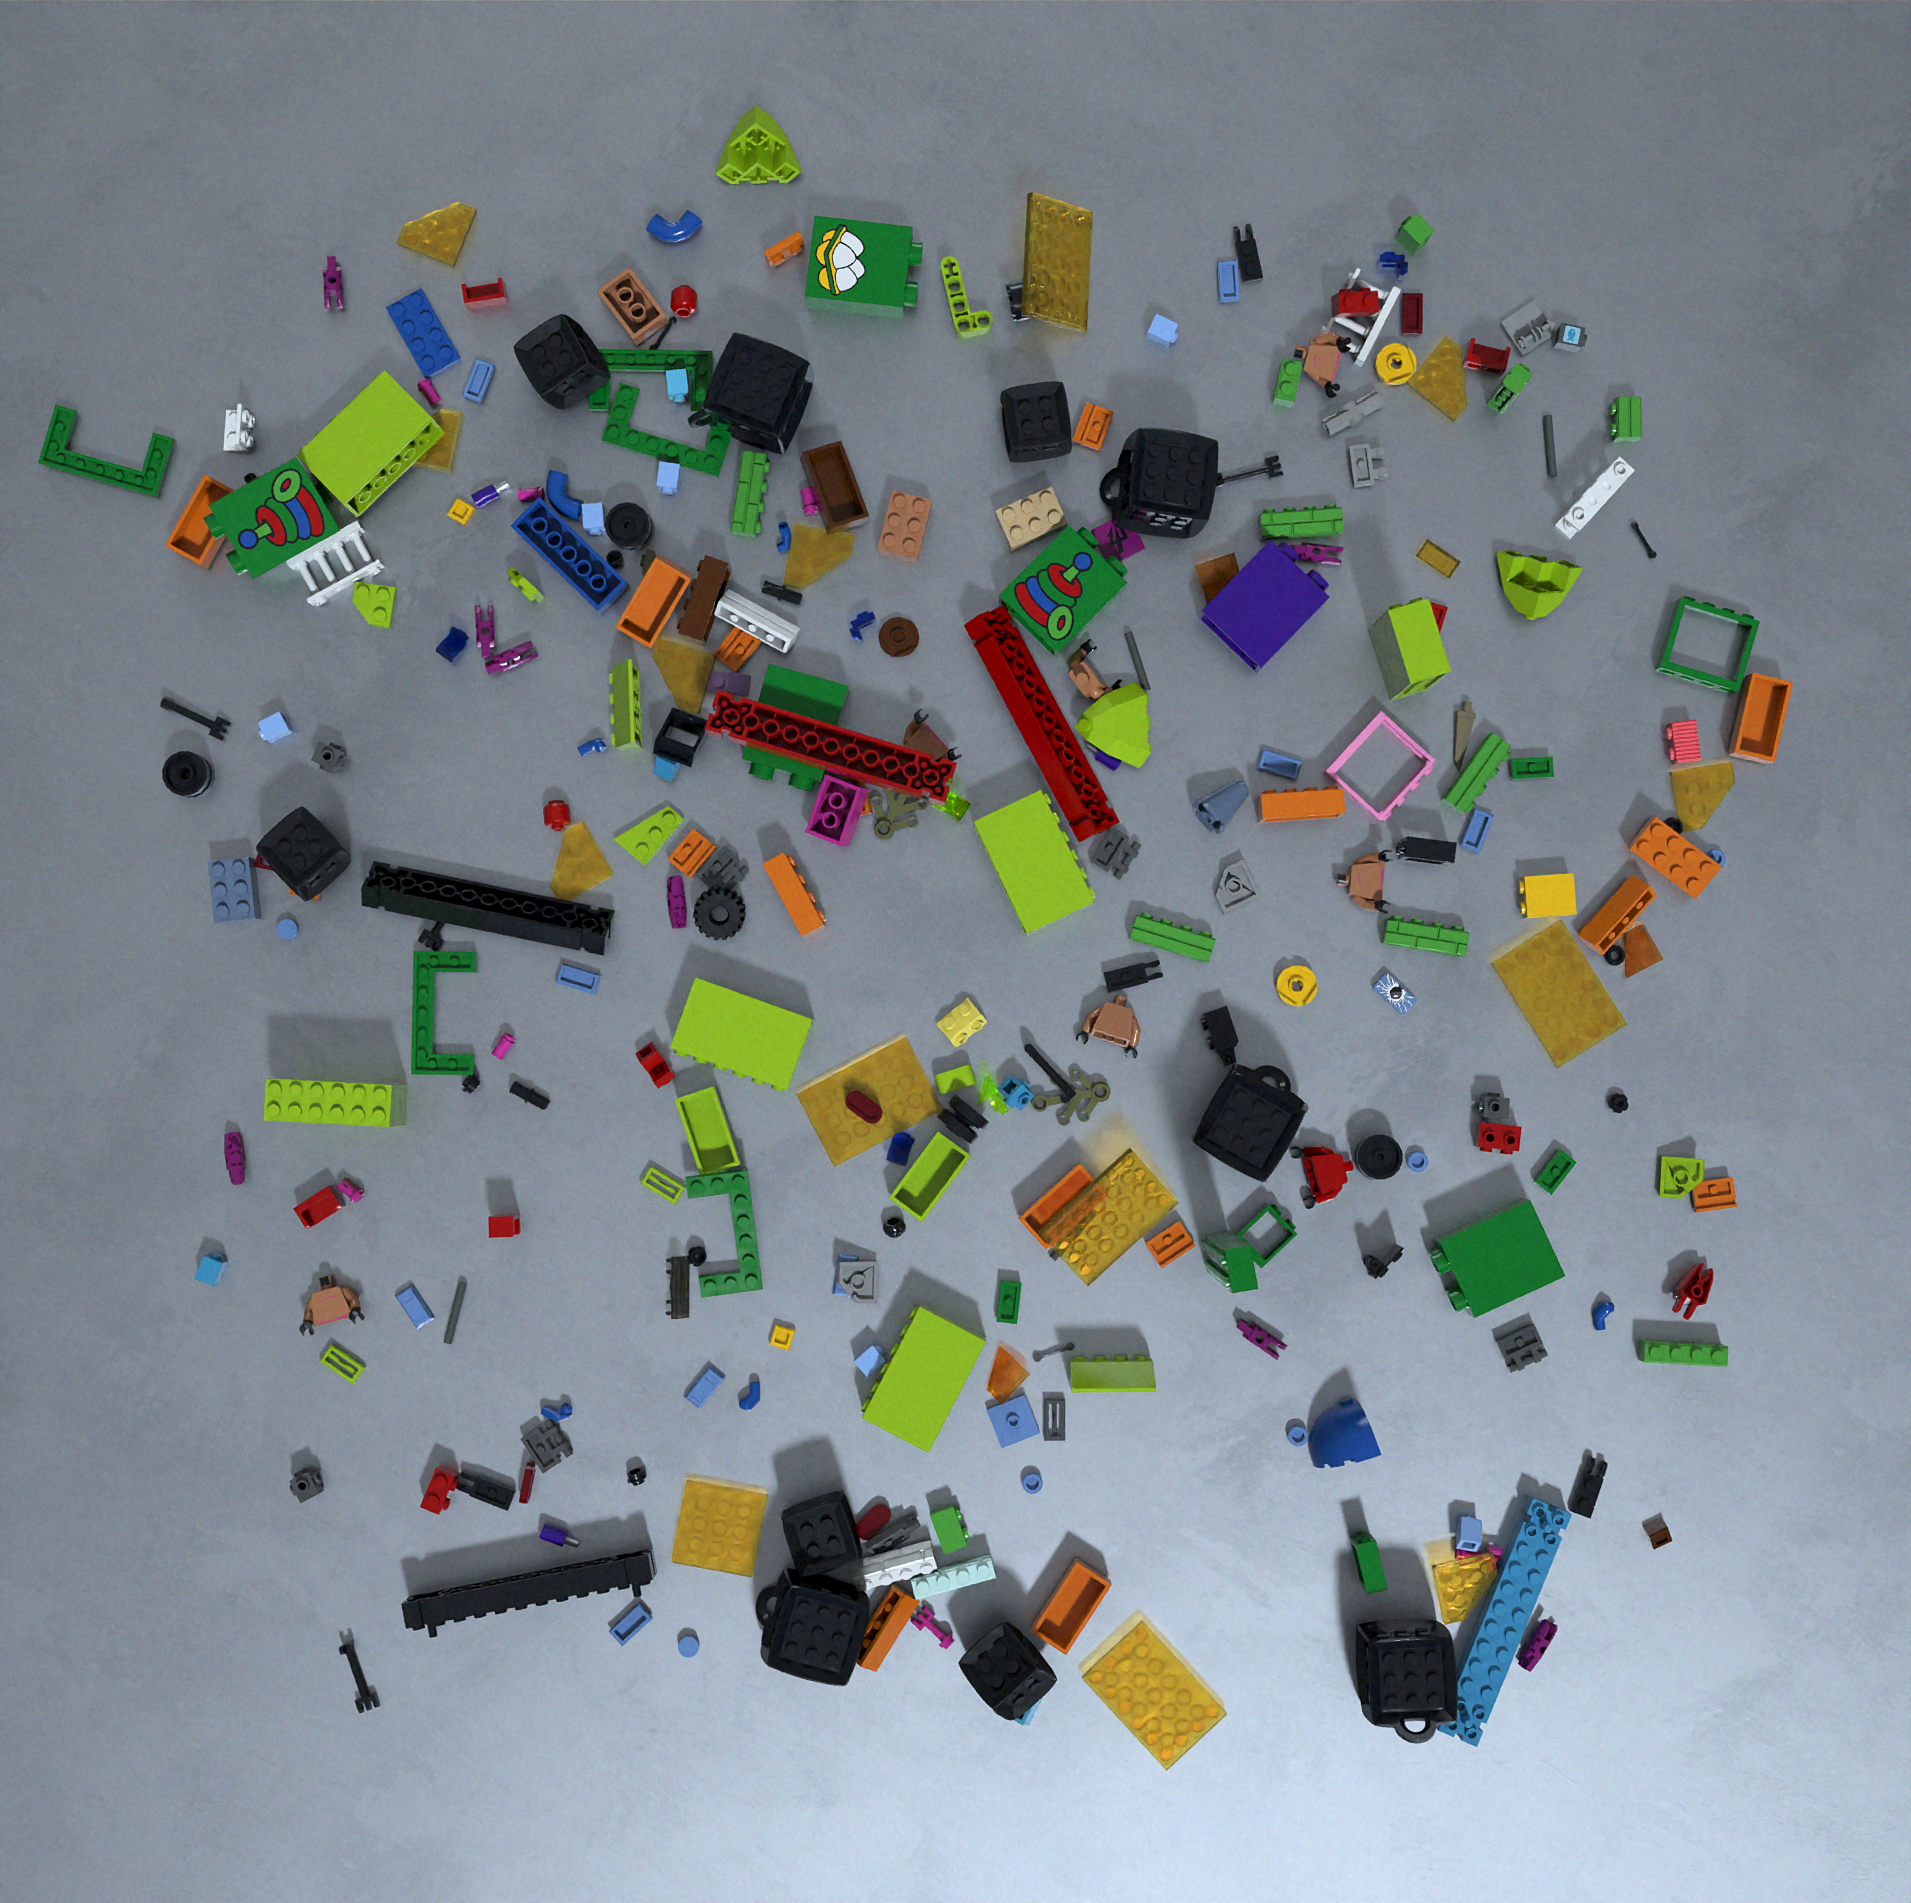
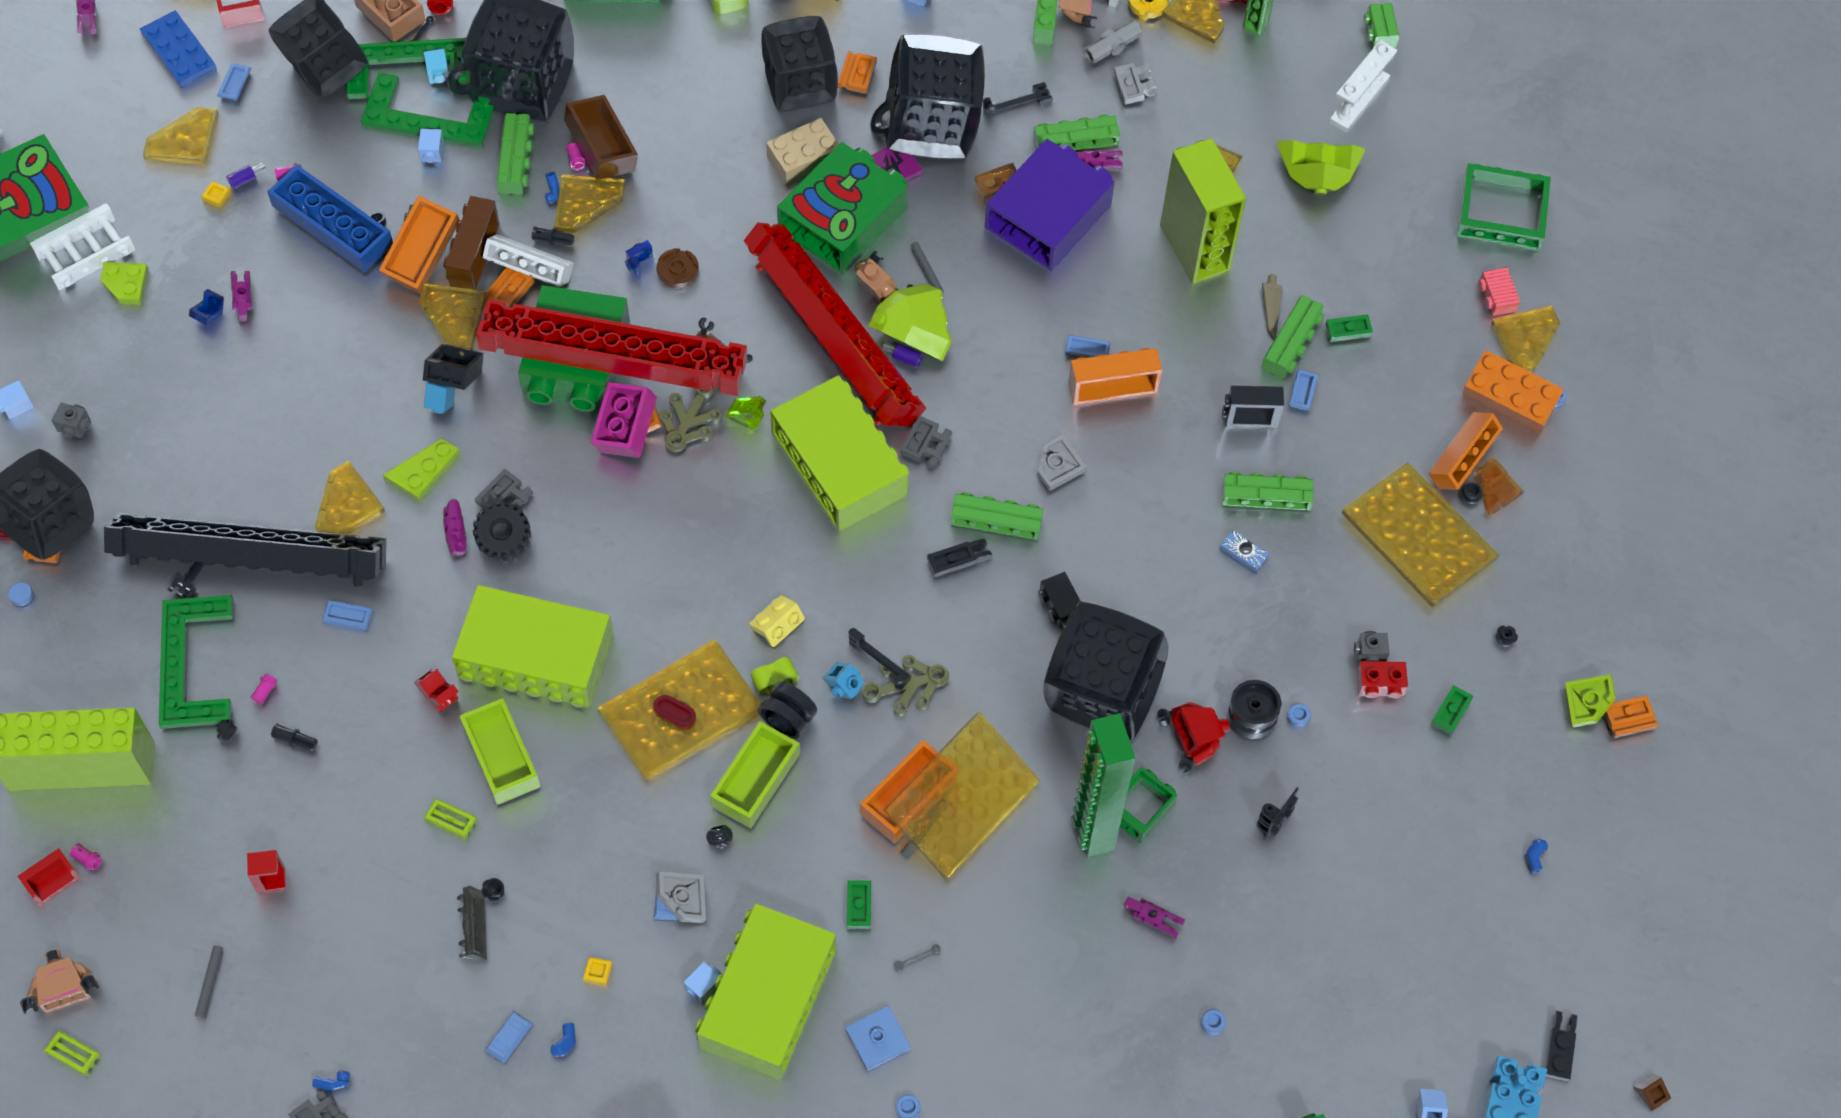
camera: 10 degrees left, 25 degrees down
(370, 443) = (123, 133): lime brick -> none
(414, 1306) = (160, 980): medium blue tile -> none
(425, 386) = (180, 90): dark pink pin -> none
(502, 662) = (258, 318): magenta hinge -> none
(527, 588) = (284, 246): lime plate -> none
(556, 815) = (320, 454): red head -> none
(559, 497) = (315, 165): blue cylinder -> none
(591, 745) = (362, 386): blue arm -> none
(593, 518) = (354, 185): light blue brick -> none
(626, 706) = (393, 344): lime slope -> none
(638, 535) = (391, 188): black wheel -> none
(691, 853) = (469, 480): orange plate -> none
(749, 1273) = (536, 799): green plate -> none
(793, 894) = (583, 505): orange piece -> none
(900, 1148) = (719, 751): clear blue bracket -> none
(904, 526) = (675, 168): nougat brick -> none
(989, 1090) = (816, 686): clear neon green slope -> none
(1005, 1376) = (864, 987): clear orange slope -> none
(1054, 1401) = (928, 1052): dark grey tile -> none
(1111, 1375) = (987, 970): lime slope -> none
(1113, 1024) = (943, 602): nougat torso -> none
(1170, 1244) = (1036, 825): orange plate -> none
(1220, 806) = (1029, 386): sand blue cone -> none
(1297, 997) = (1137, 563): yellow plate -> none
(1342, 1436) = (1266, 1010): blue brick -> none
(1366, 881) = (1196, 442): nougat torso -> none
(1411, 784) = (1208, 309): bright pink window -> none
(1496, 1258) = (1405, 799): green brick -> none
(1520, 1342) = (1450, 891): dark grey plate -> none
(1547, 895) = (1389, 441): yellow brick -> none
(1549, 435) = (1312, 55): dark grey bar -> none
(1652, 554) = (1431, 136): black hinge -> none
(1683, 1353) = (1635, 883): bright green brick -> none
(1693, 1290) = (1630, 815): red hinge -> none
(1760, 718) = (1571, 261): orange piece -> none

